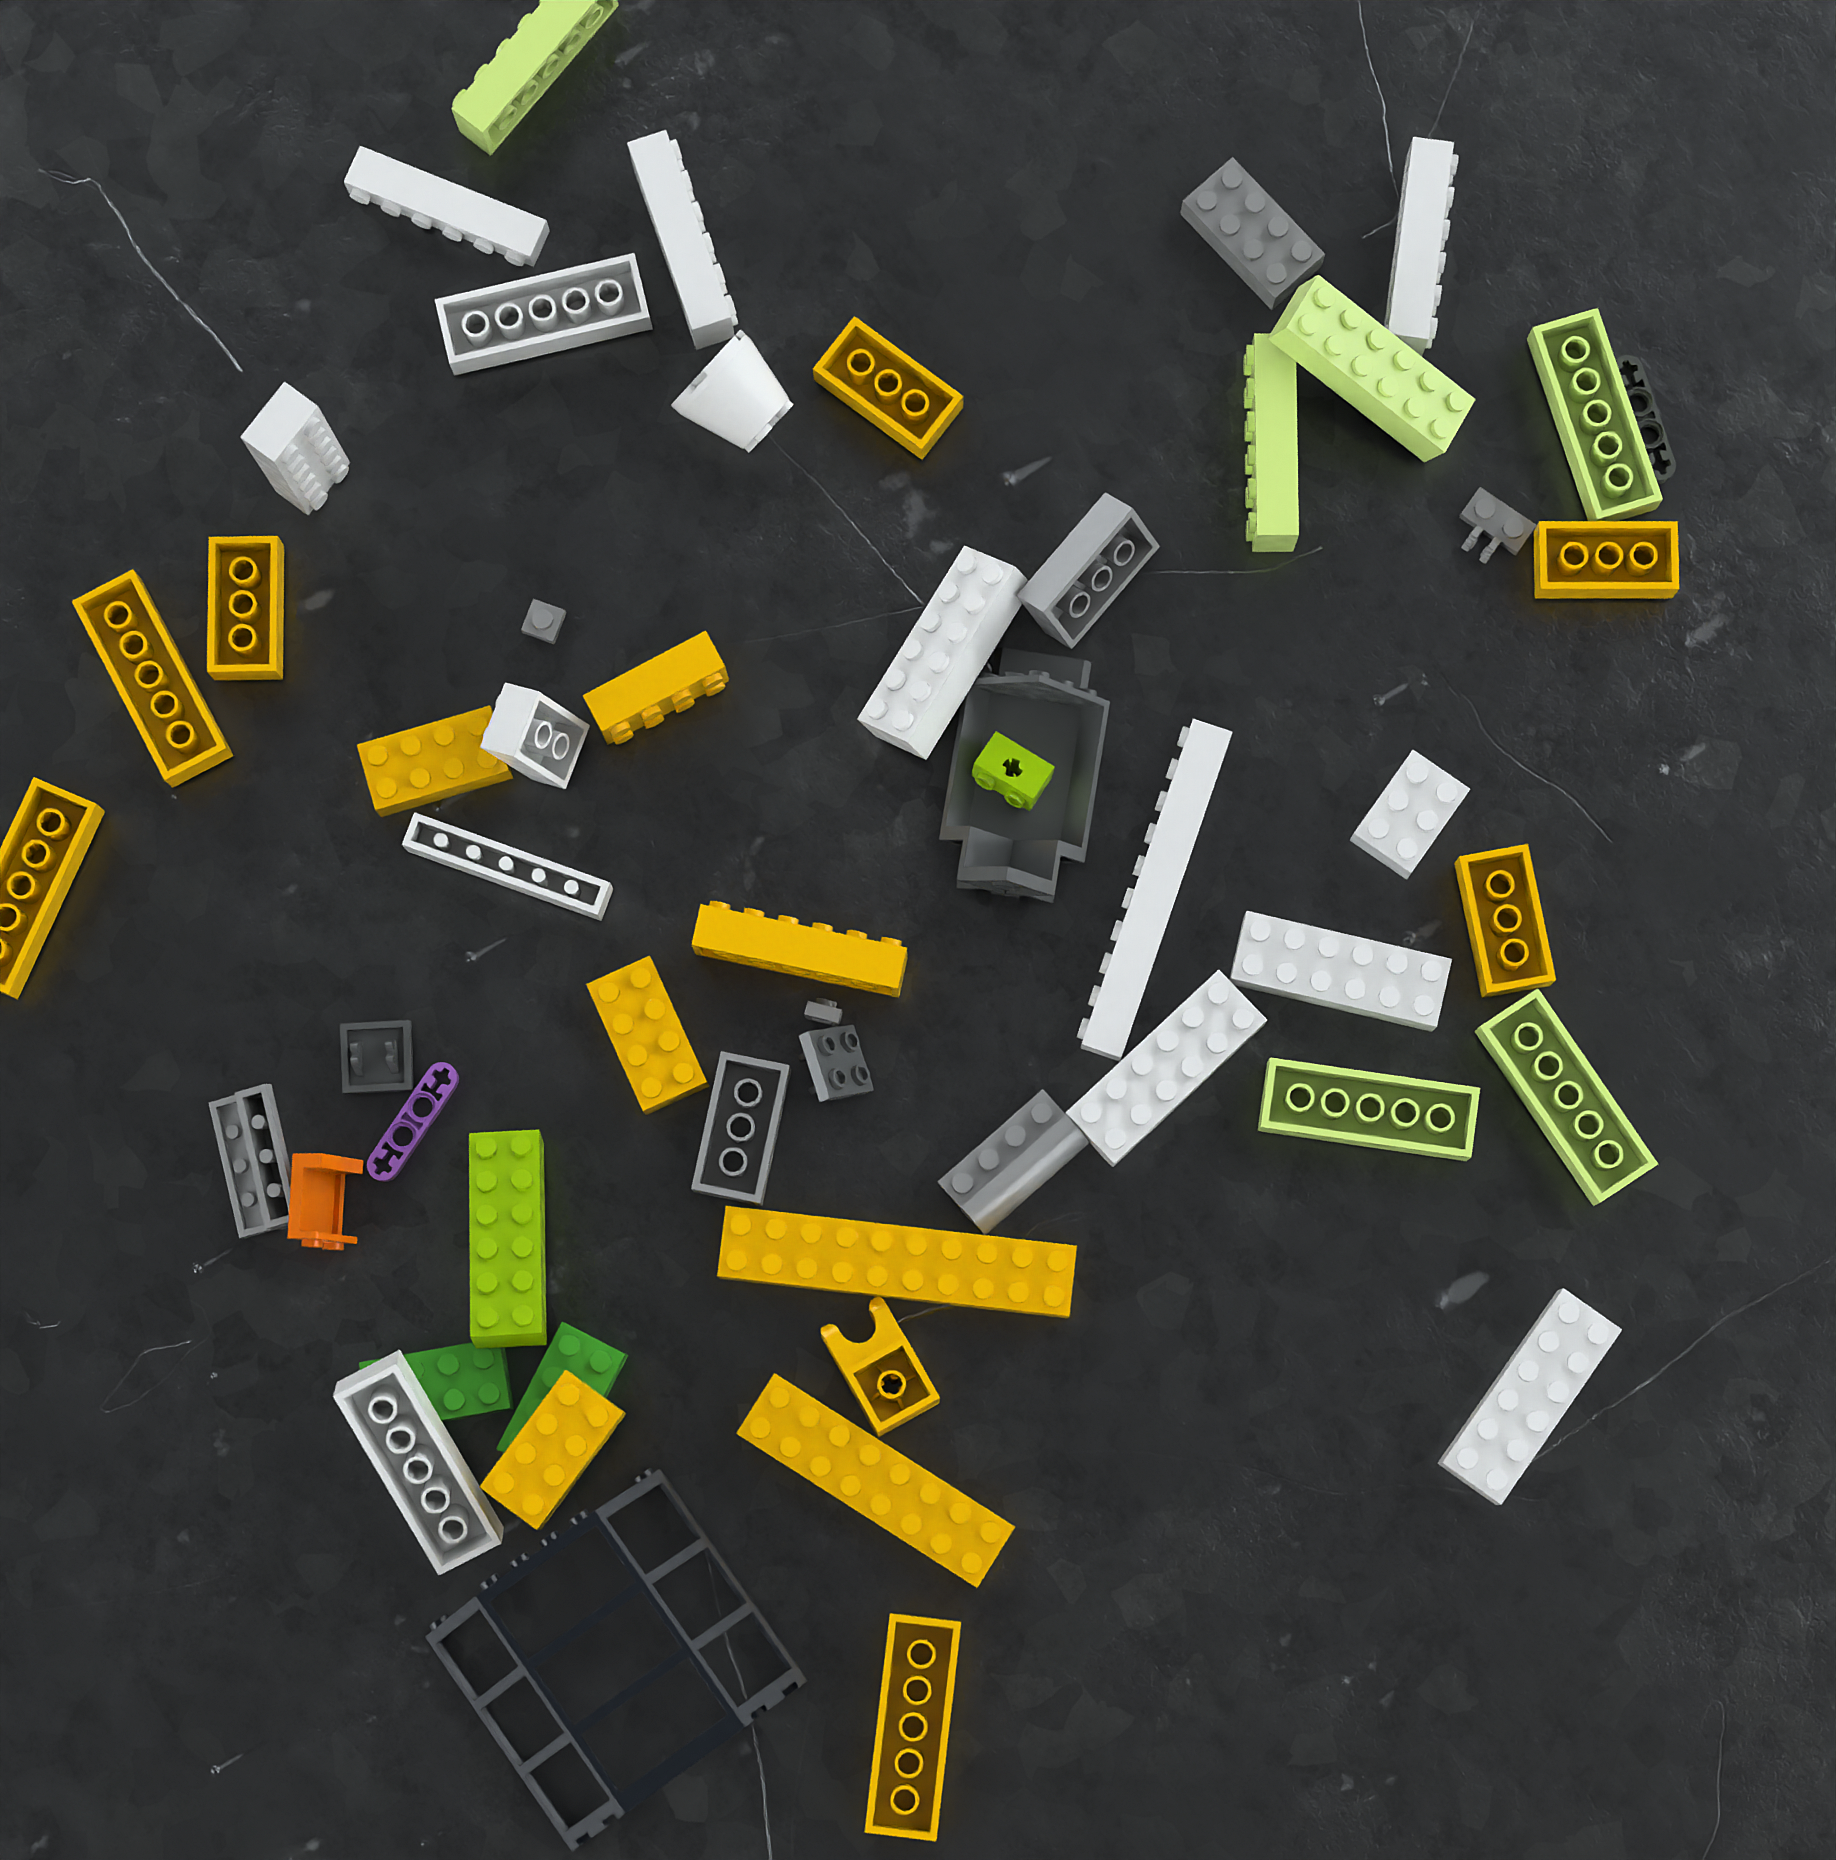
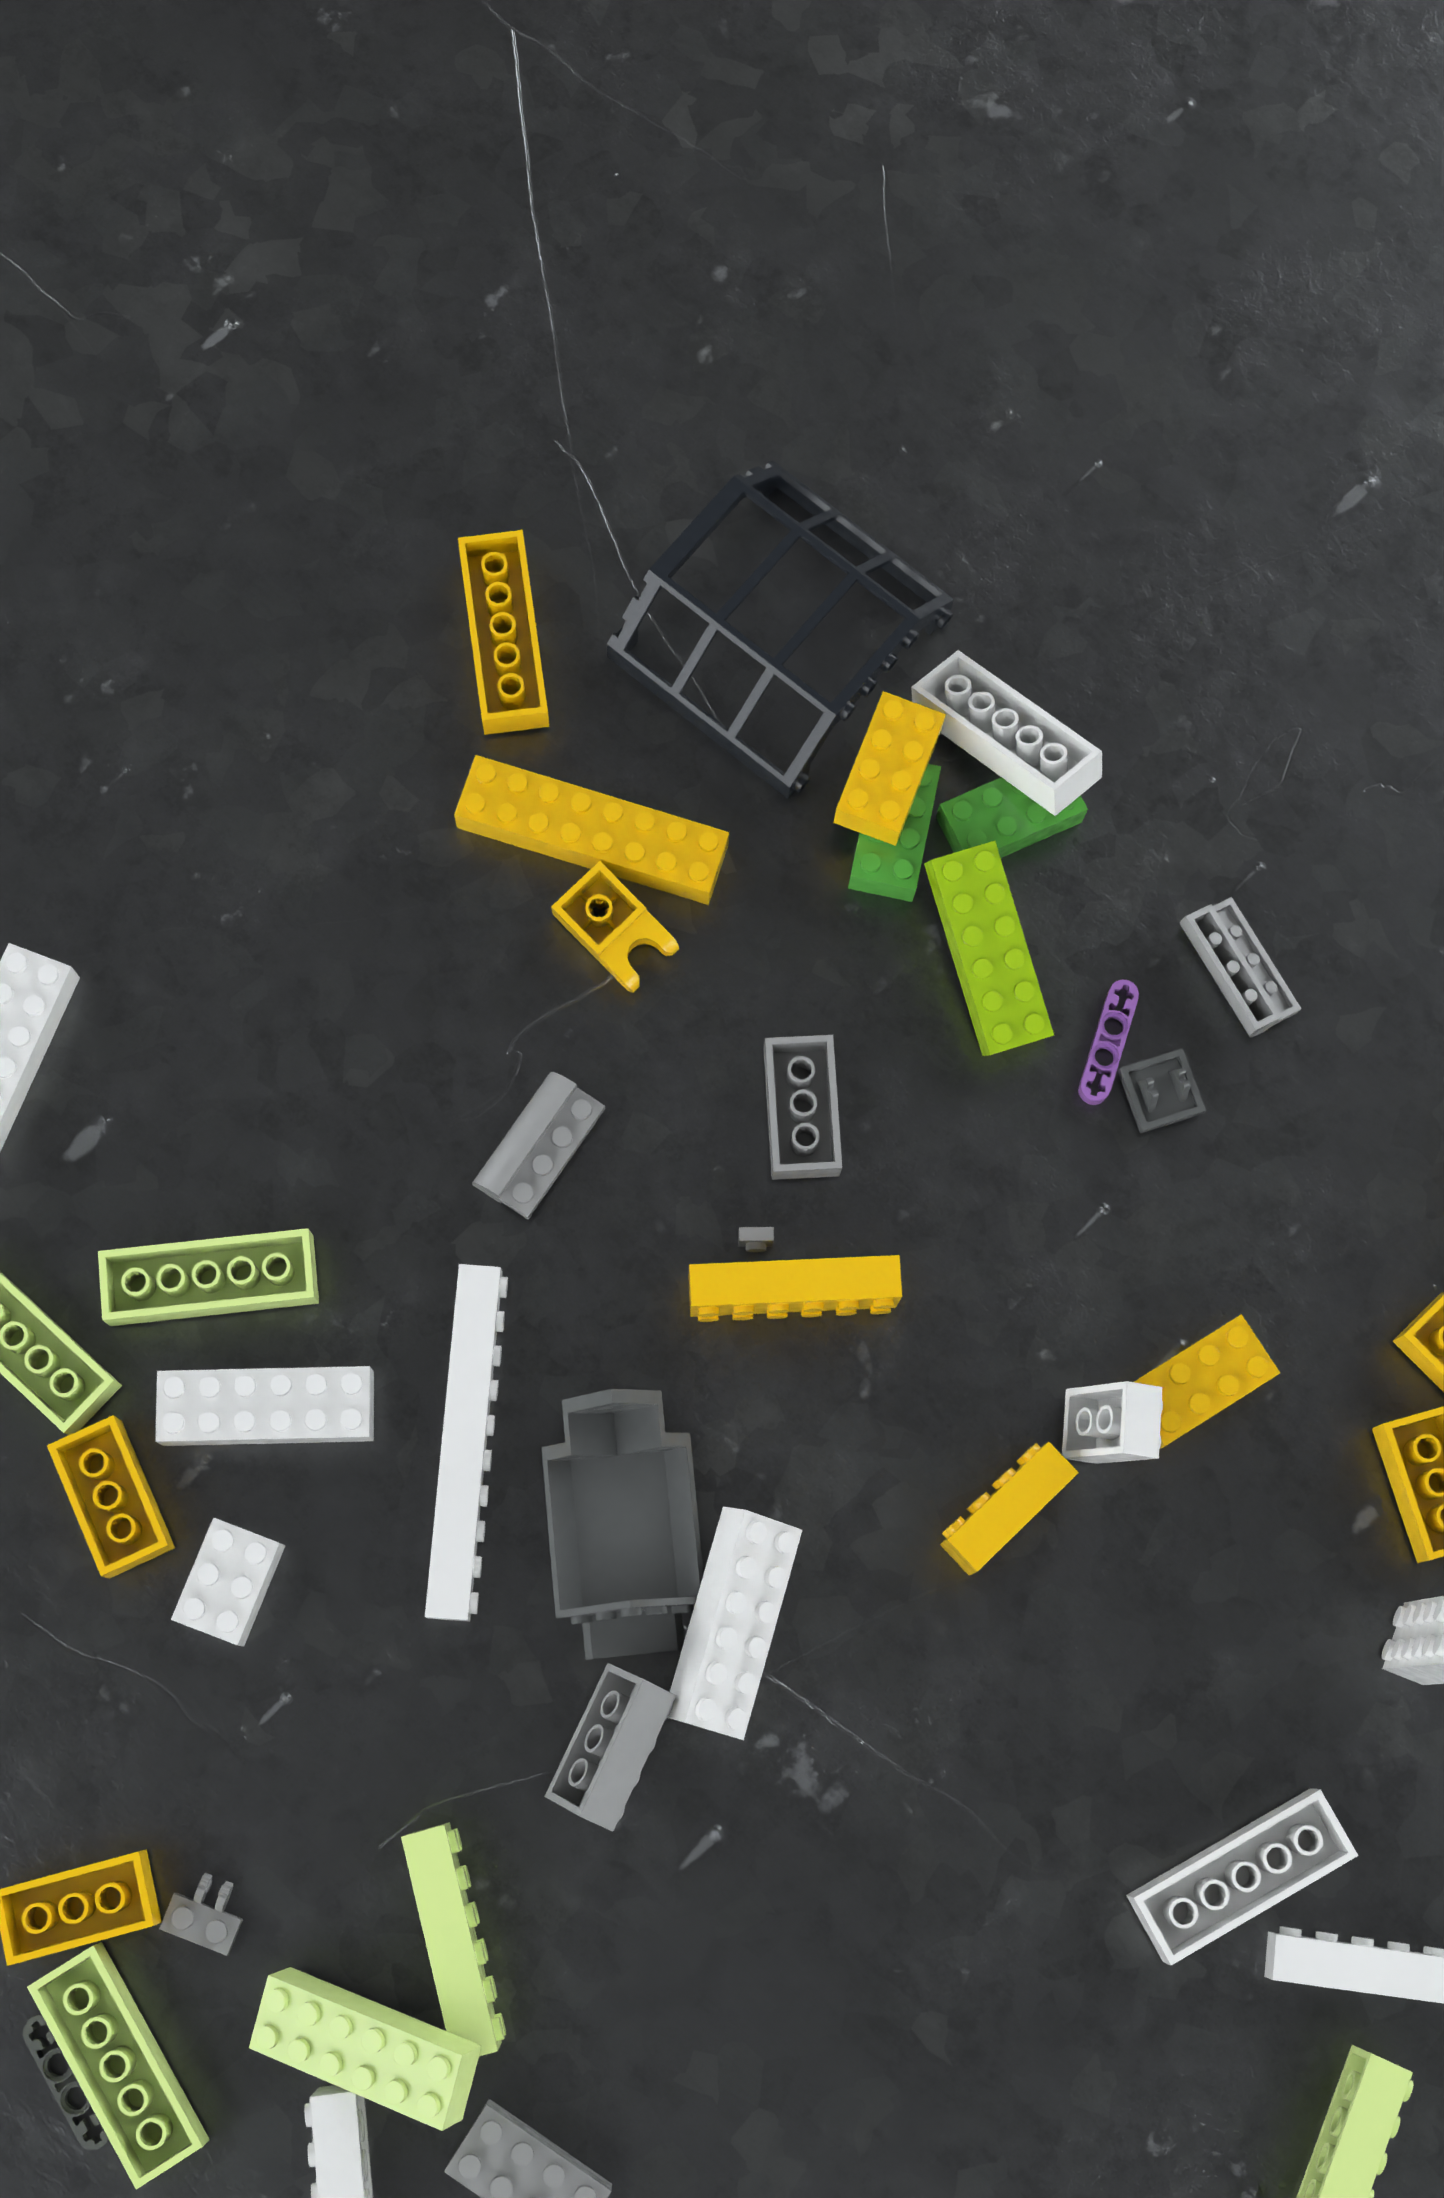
camera: 155 degrees right, 5 degrees down
(319, 1199) = (1170, 941): orange panel -> none
(507, 866) = (1097, 1296): white brick -> none
(543, 621) = (1139, 1554): light grey plate -> none
(647, 1035) = (915, 1173): yellow brick -> none
(680, 235) = (1128, 1998): white brick -> none
(735, 395) = (1021, 1838): white cone -> none
(835, 1063) = (730, 1189): dark grey plate -> none
(888, 388) = (867, 1892): yellow brick -> none
(897, 1262) = (622, 1025): yellow brick -> none
(1004, 756) = (616, 1523): lime brick -> none
(1166, 1068) = (414, 1268): white brick -> none

